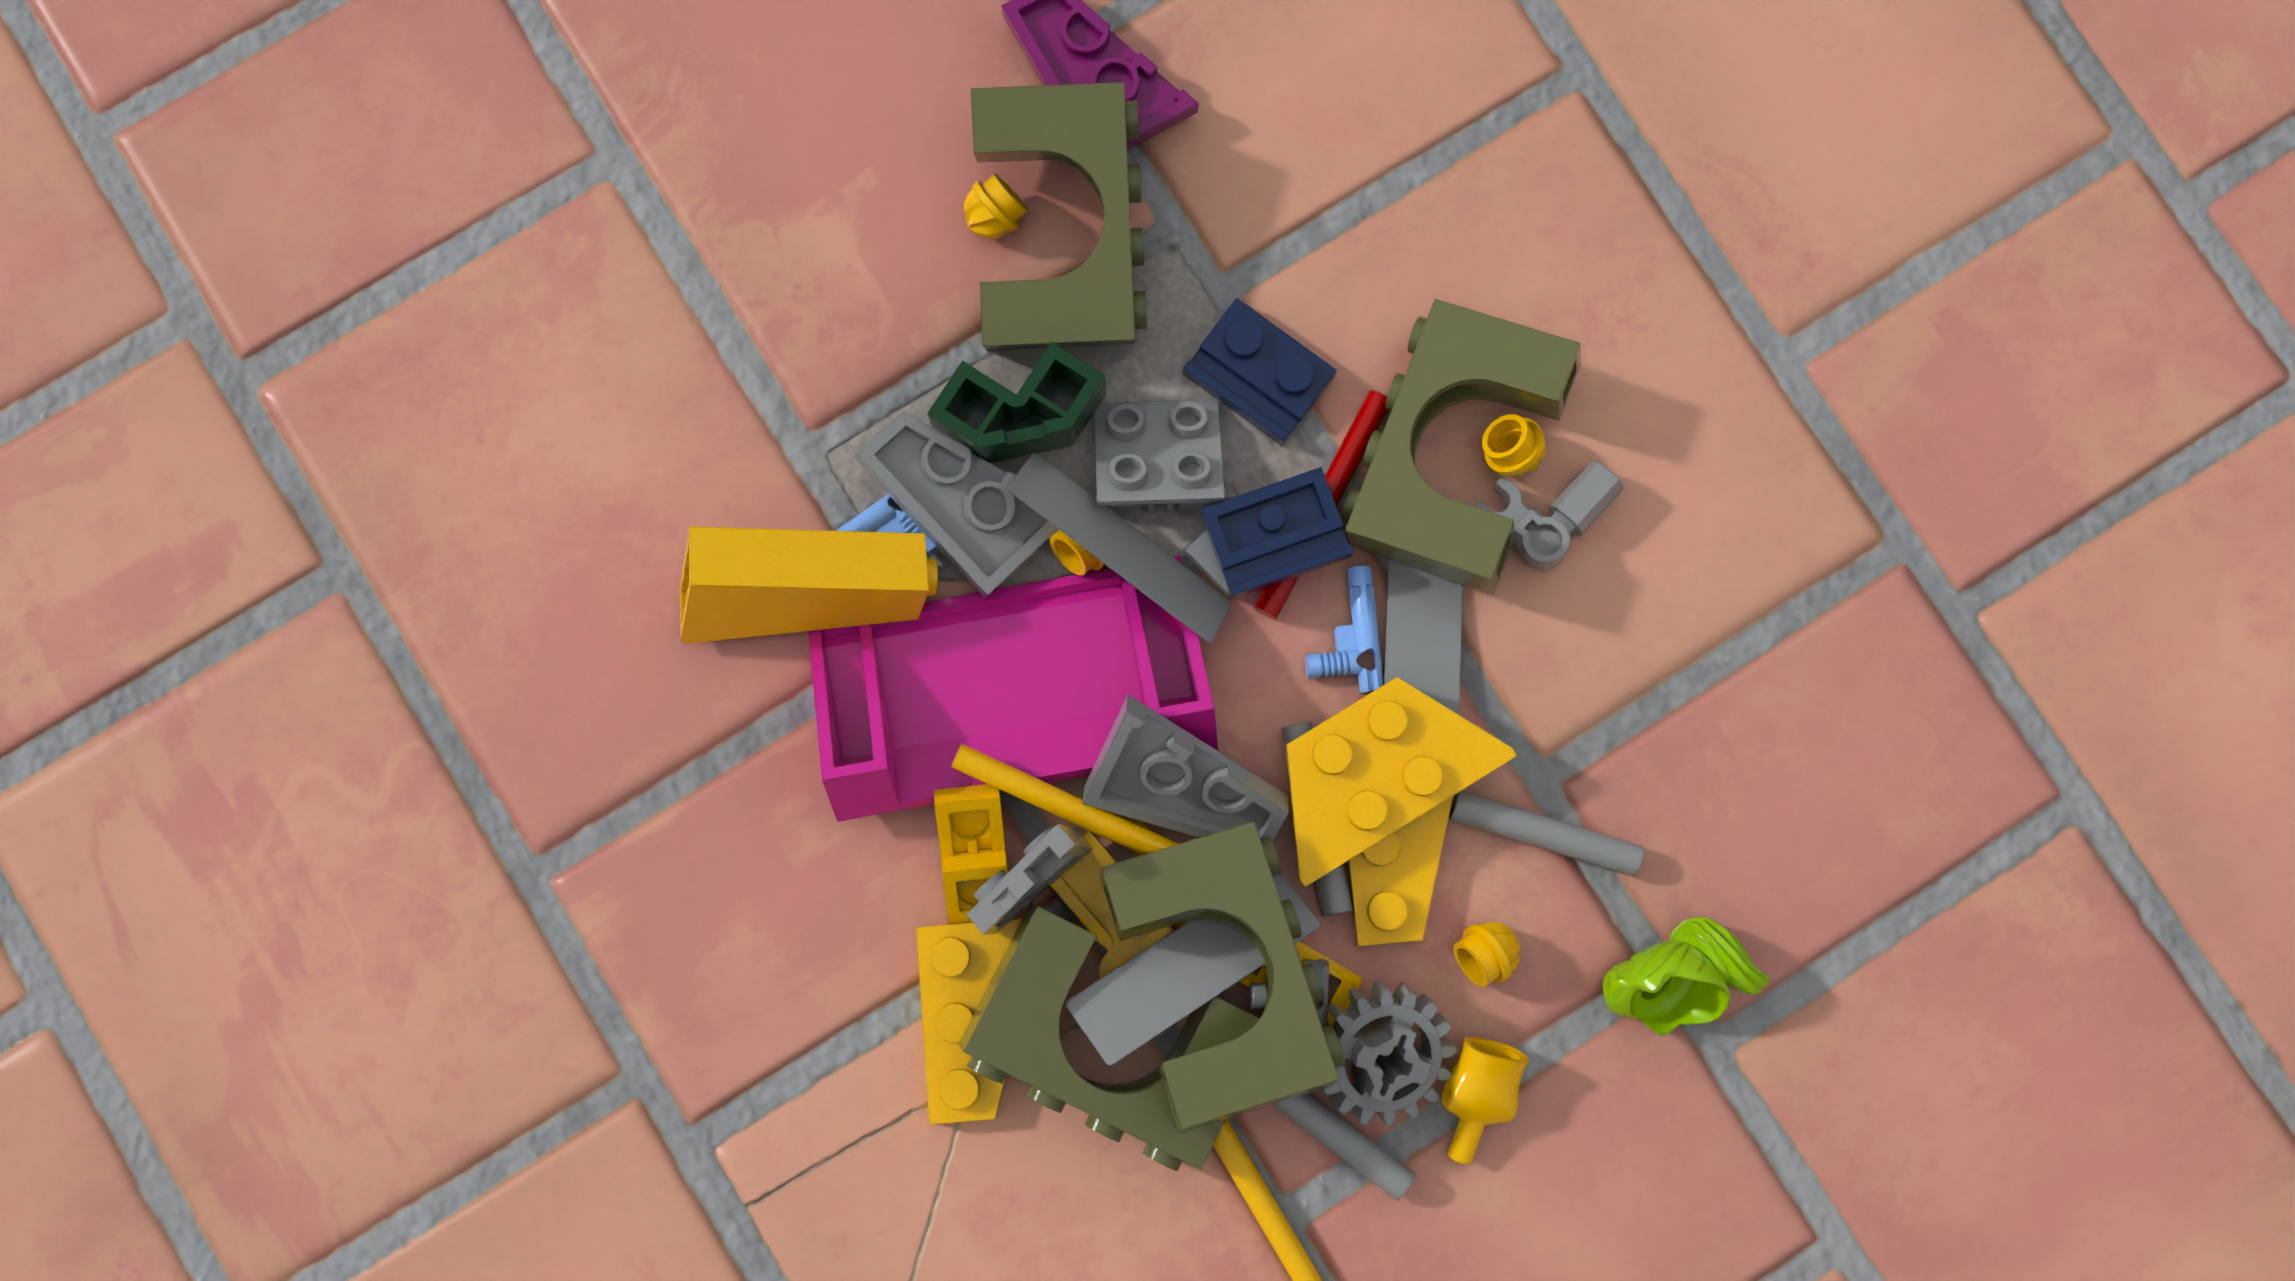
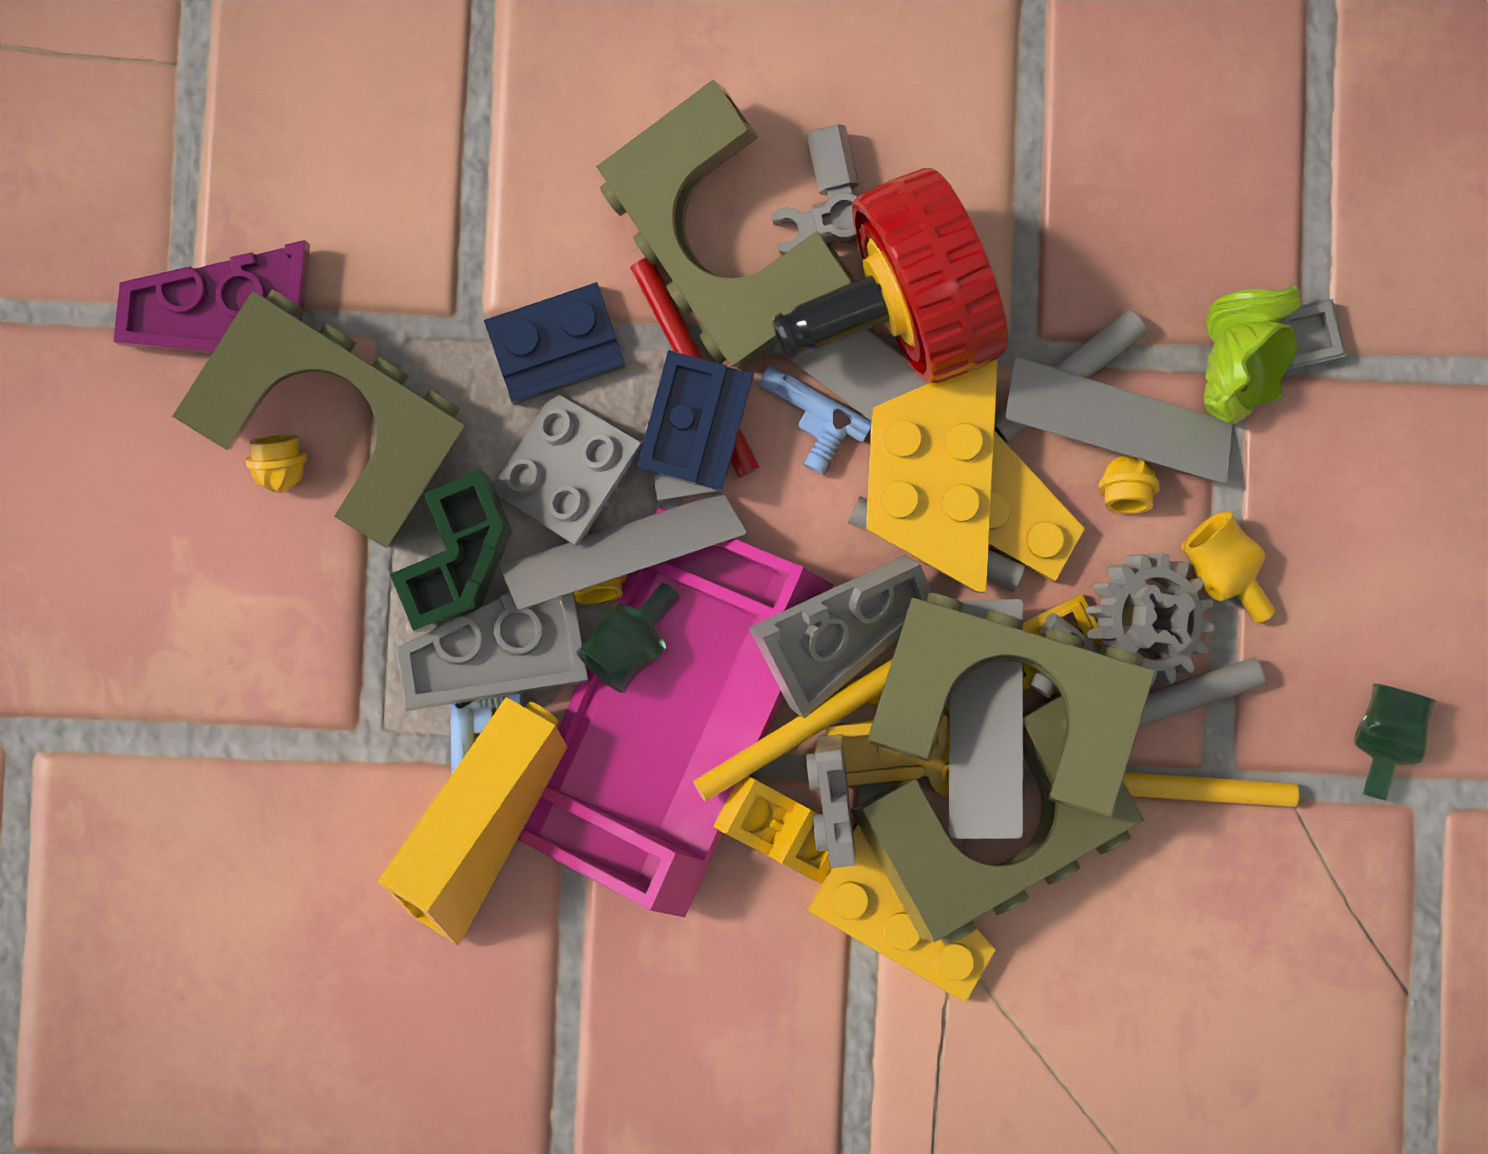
camera: 50 degrees left, 5 degrees up
(1047, 605) = (628, 639): none -> clear green piece
(1513, 445) = (753, 187): yellow plate -> none
(1533, 639) = (920, 279): none -> red wheel
(1539, 904) = (1119, 420): none -> light grey sticker
(1740, 1029) = (1316, 334): none -> light grey tile

